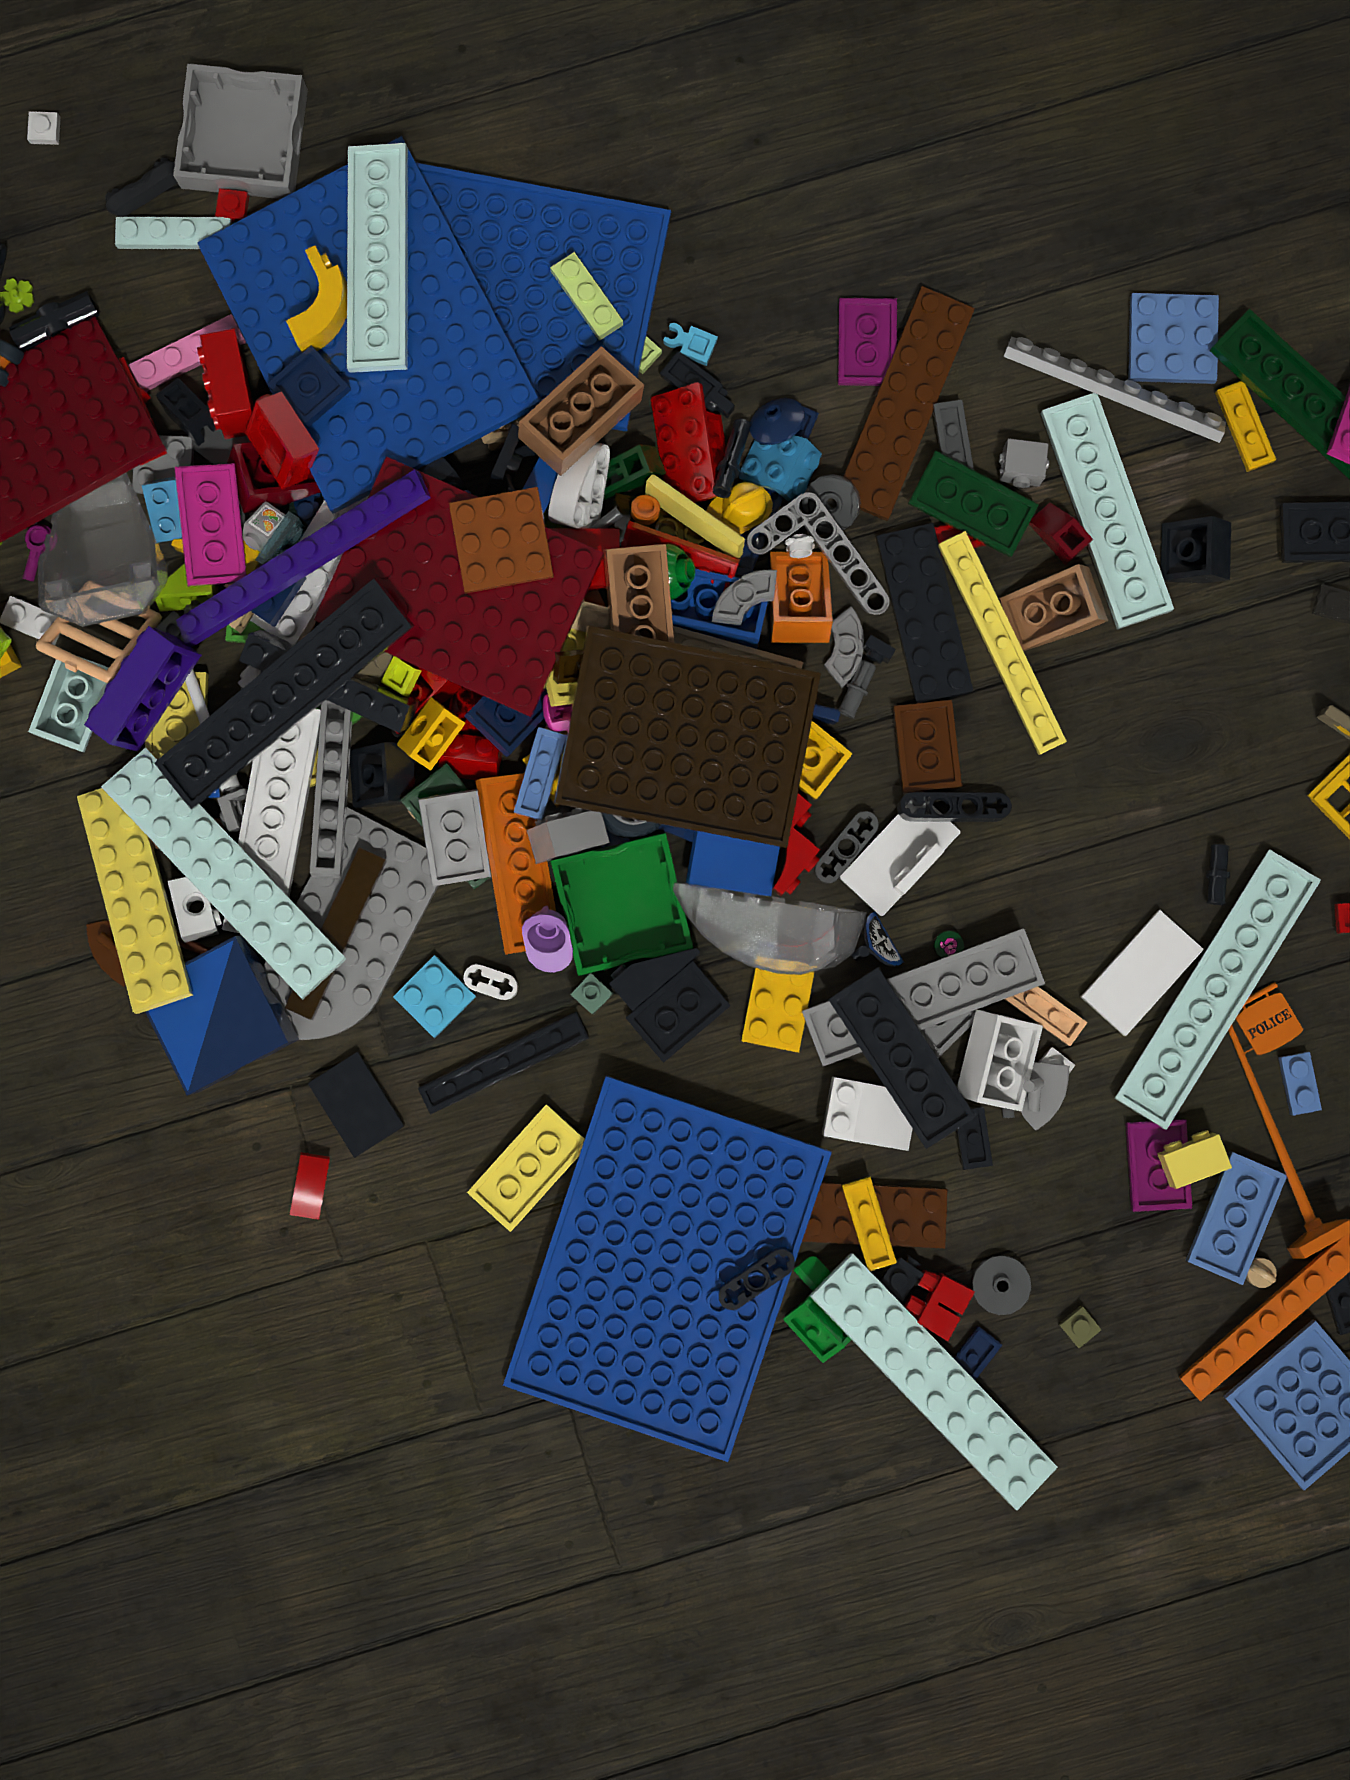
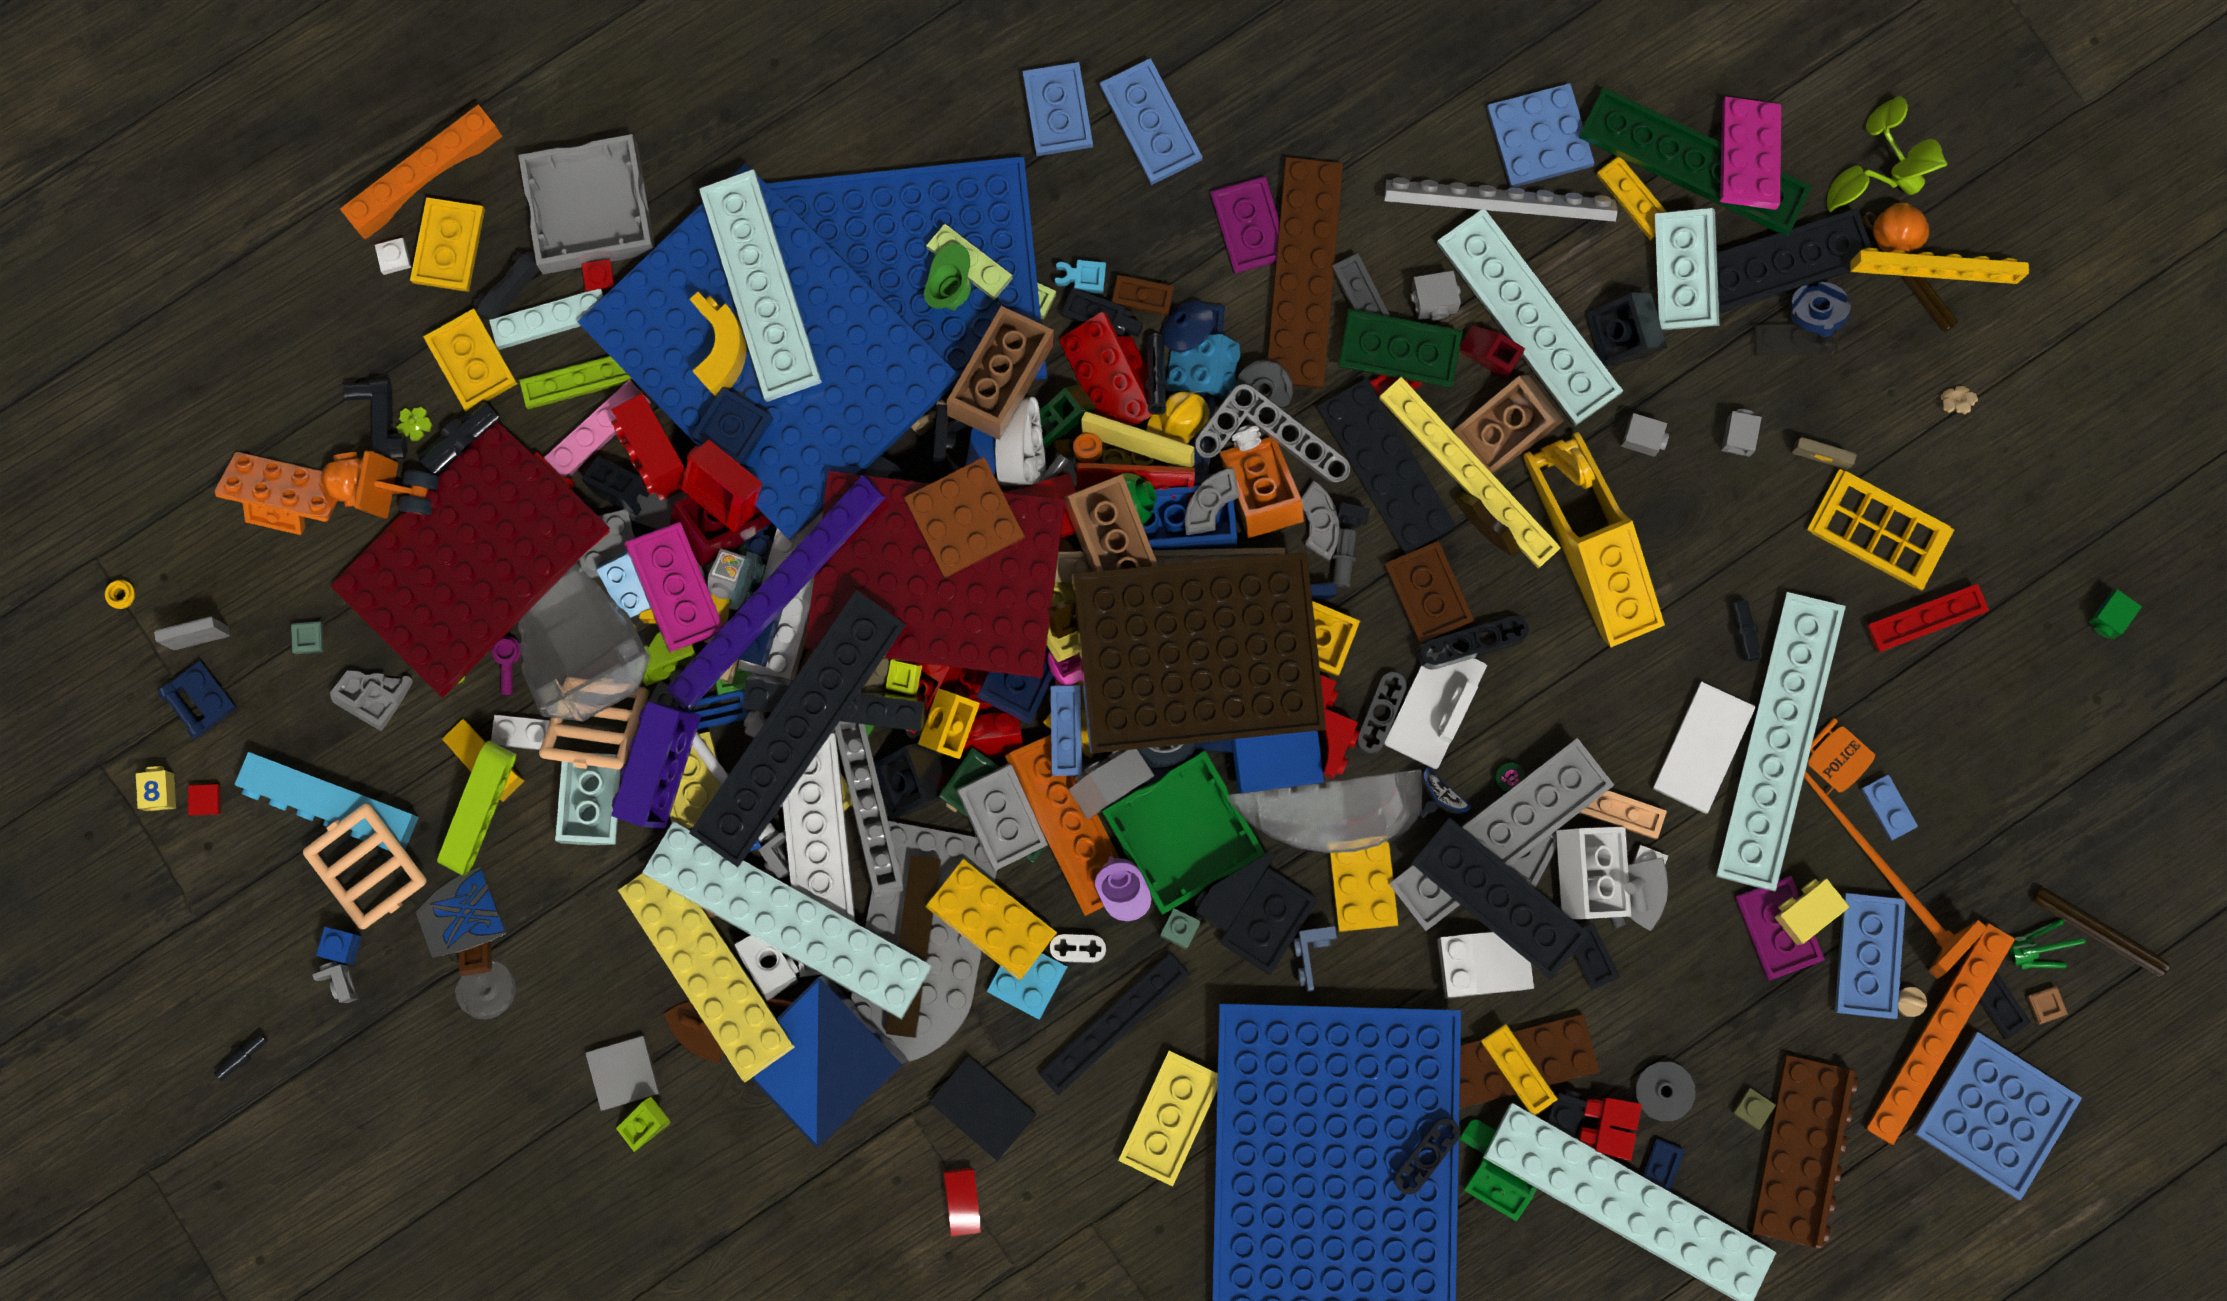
camera: 20 degrees left, 5 degrees down
(31, 968) = (622, 1073): none -> light grey tile
(36, 1022) = (643, 1124): none -> lime slope
(86, 249) = (470, 360): none -> yellow plate
(97, 132) = (447, 244): none -> yellow plate
(137, 34) = (385, 197): none -> orange arch
(176, 300) = (572, 382): none -> lime tile
(222, 655) = (724, 720): none -> blue tile
(416, 931) = (991, 919): none -> yellow plate
(559, 307) = (948, 278): none -> bright green piece
(717, 173) = (1057, 109): none -> medium blue plate
(720, 1042) = (1319, 938): none -> sand blue bracket
(743, 379) = (1143, 295): none -> reddish brown plate
(803, 212) = (1150, 121): none -> medium blue plate
(1002, 696) = (1486, 523): none -> dark brown tile
(1104, 768) = (1607, 561): none -> yellow piece
(1114, 1382) = (1804, 1152): none -> reddish brown bracket
(1182, 658) = (1645, 435): none -> light grey brick
(1273, 509) = (1687, 269): none -> light aqua plate
(1275, 683) = (1741, 432): none -> light grey brick

